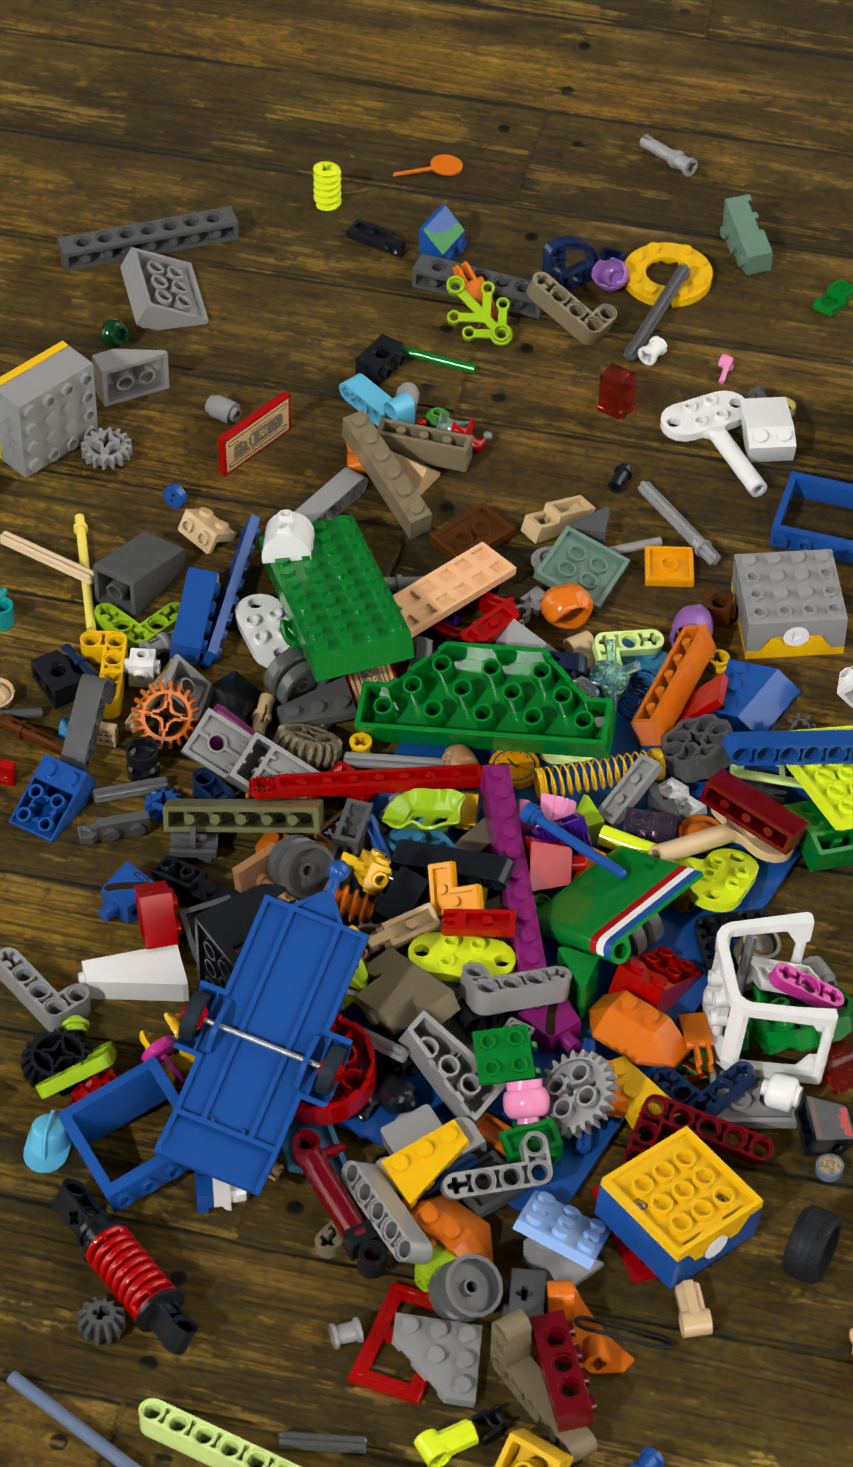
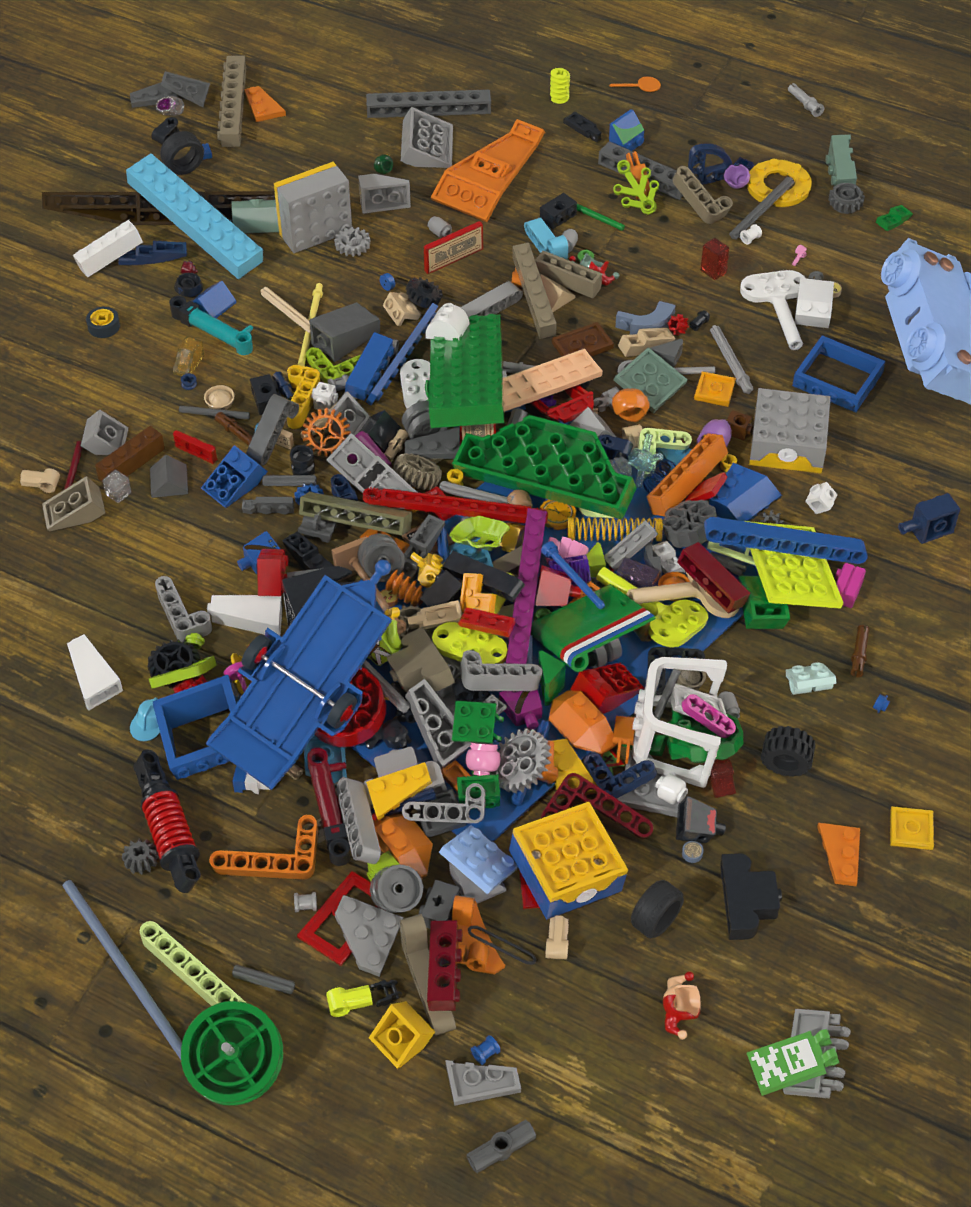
camera: 15 degrees right, 5 degrees up
(232, 502) = (423, 292): none -> black gear
(257, 347) = (477, 188): none -> orange wing
(283, 1287) = (273, 860): none -> orange beam
(534, 497) = (656, 319): none -> sand blue arch
(600, 488) = (678, 324): none -> red gear
(765, 281) = (846, 198): none -> dark grey gear

